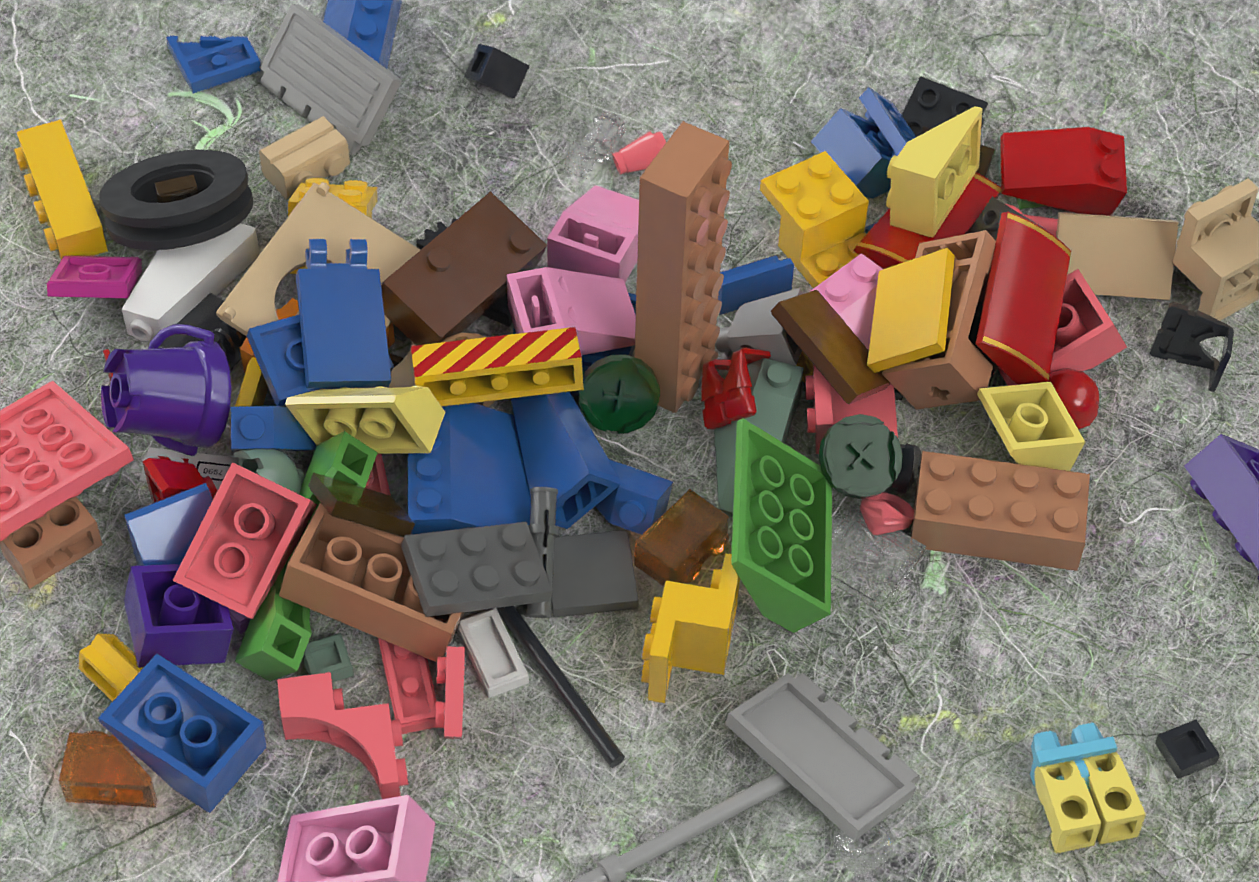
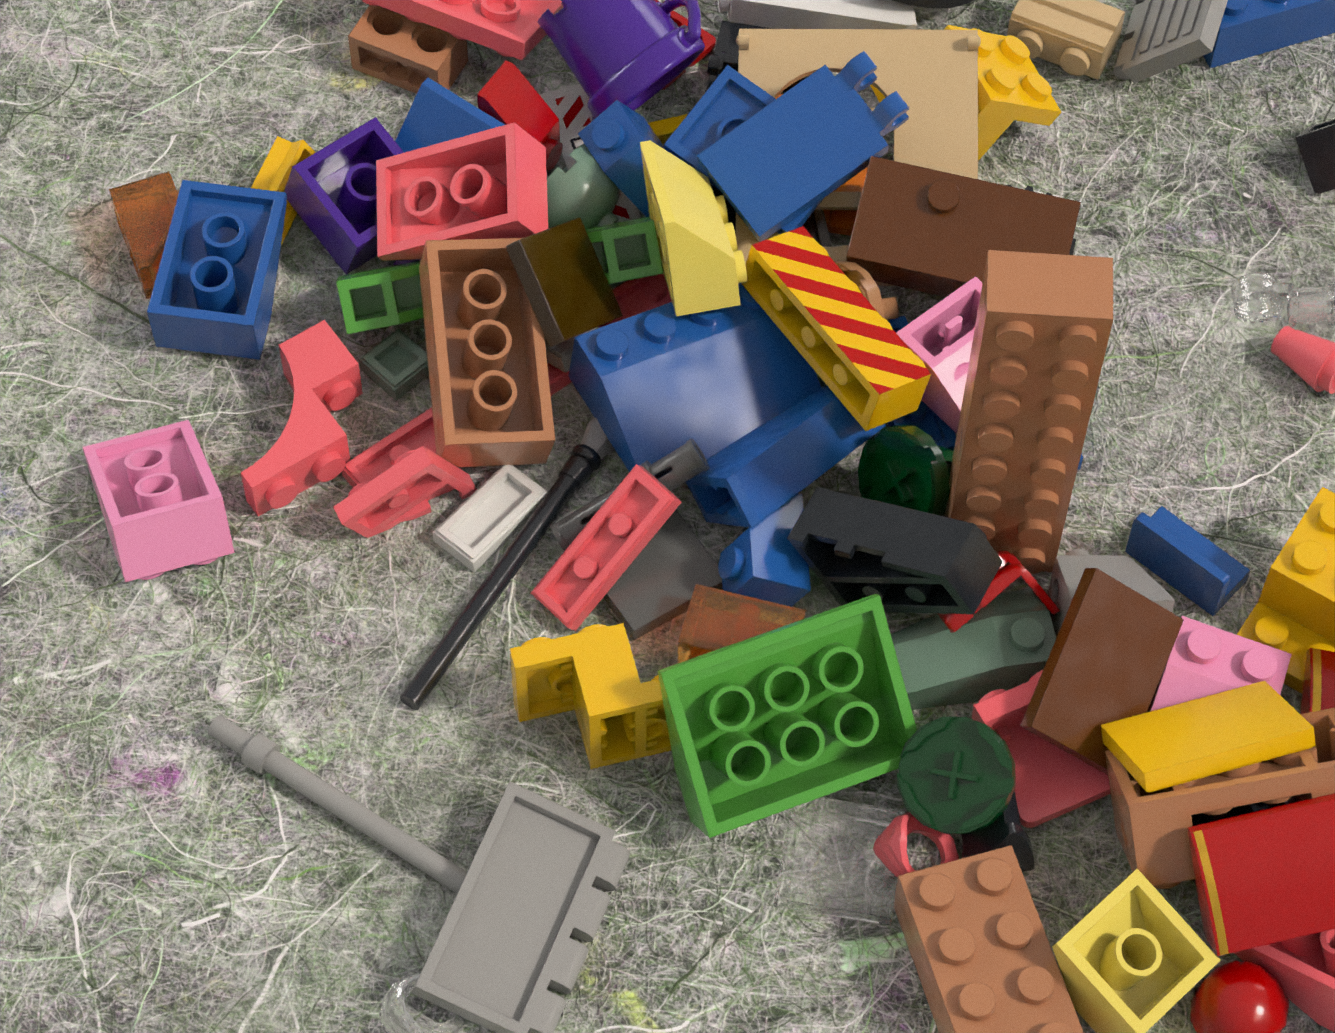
camera: 65 degrees right, 5 degrees up
(476, 568) = (547, 431): dark grey plate -> none
(574, 582) = (606, 547): none -> coral tile
(596, 235) = (1165, 372): bright pink slope -> none
(687, 416) = (894, 551): none -> black wedge

